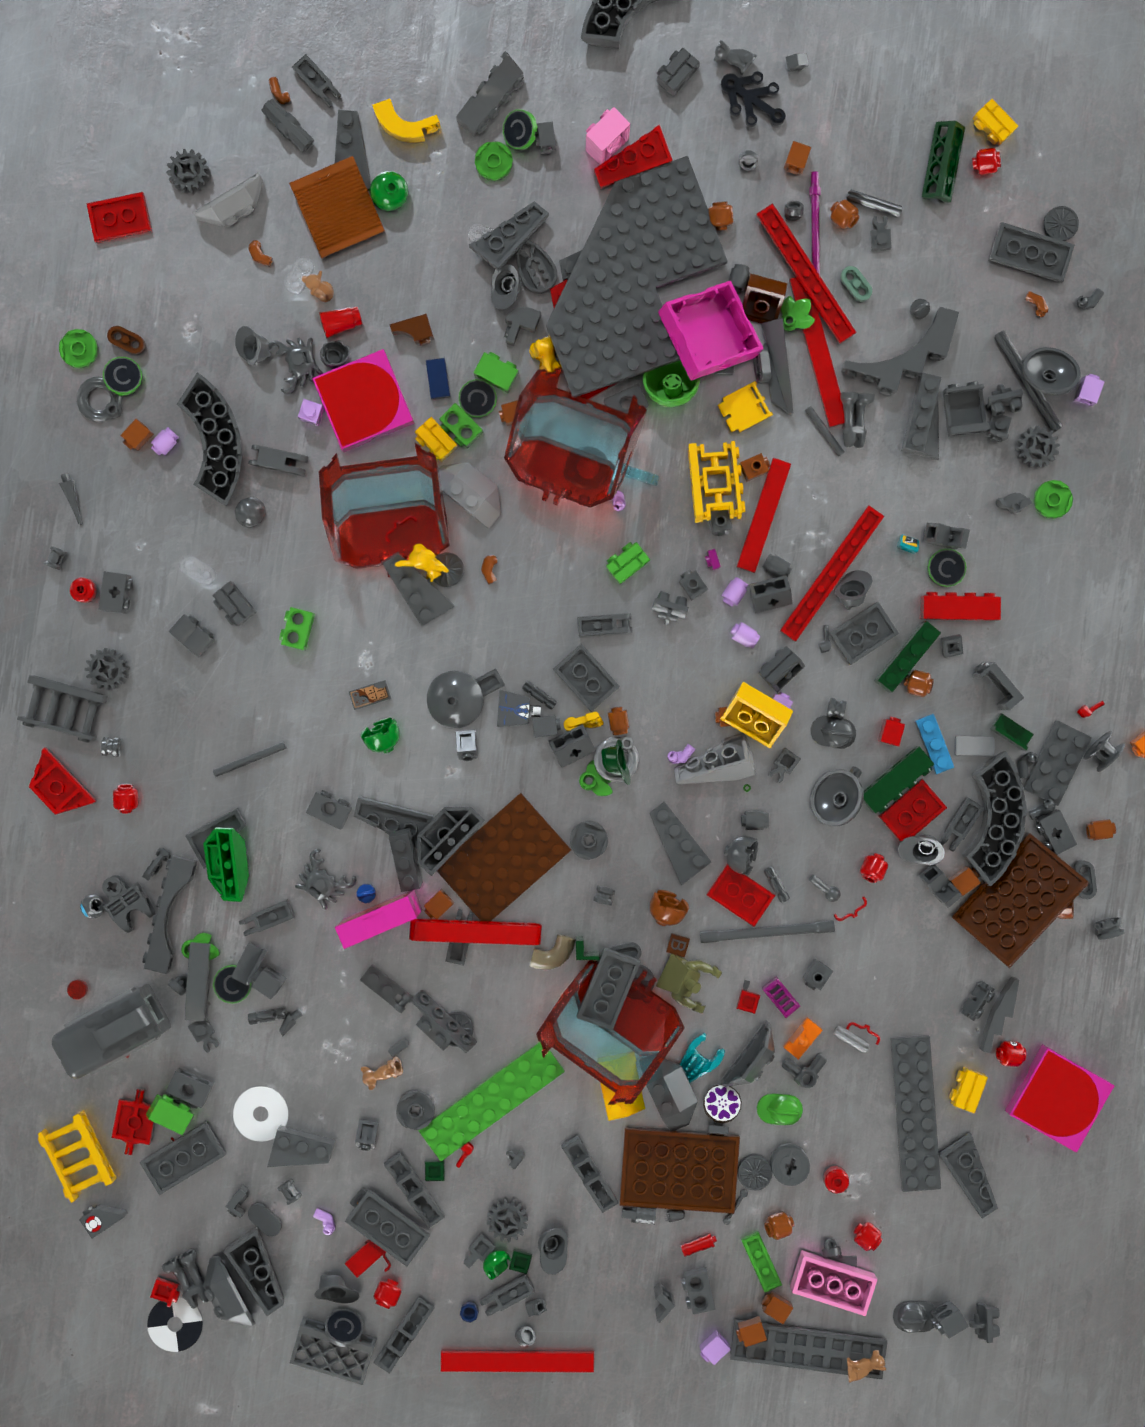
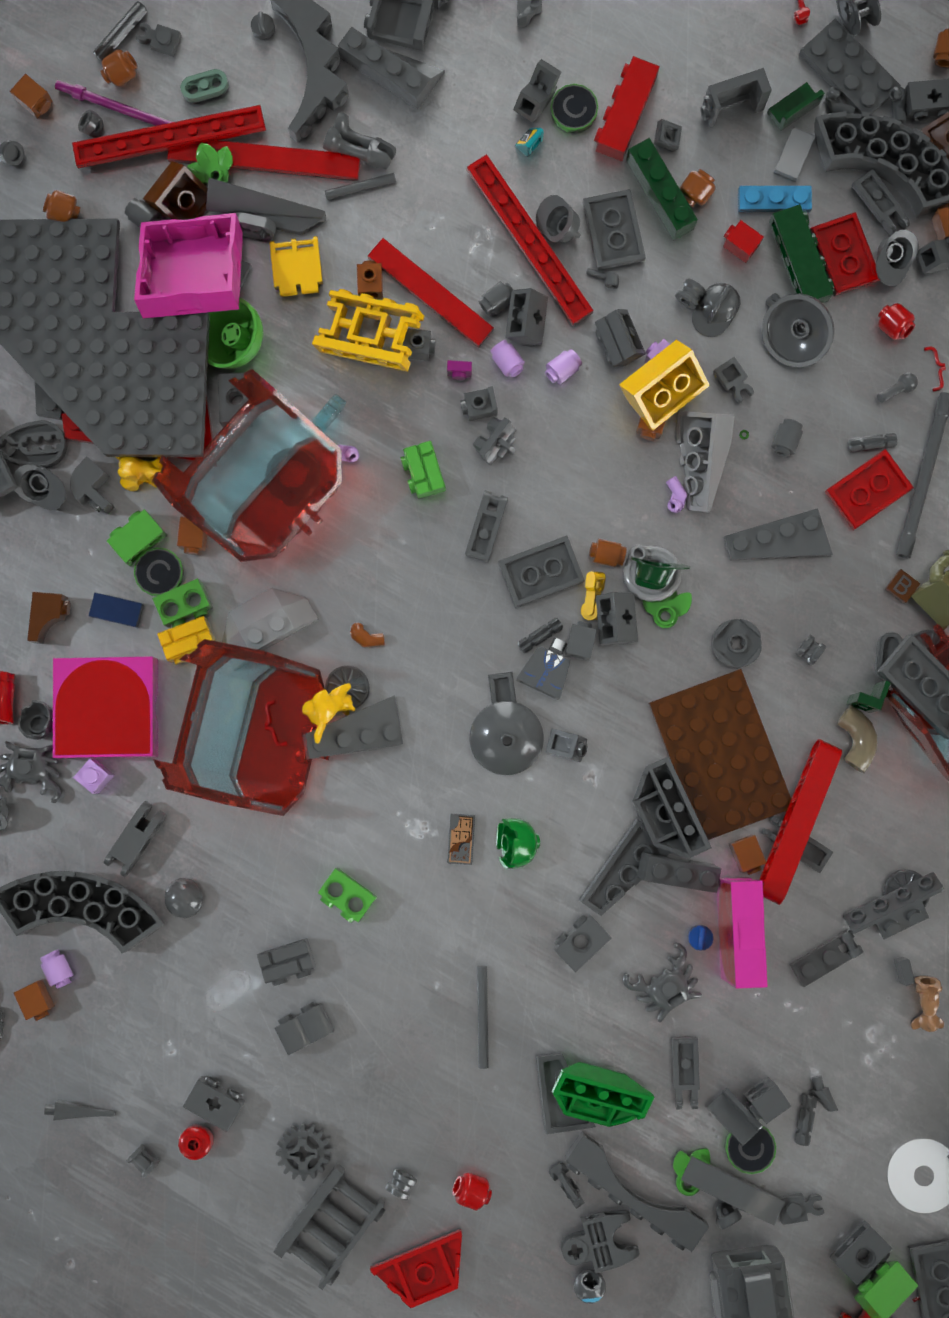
camera: 70 degrees left, 5 degrees down
(667, 909) = (856, 580): dark orange cylinder -> none
(741, 854) = (822, 468): dark grey cylinder -> none

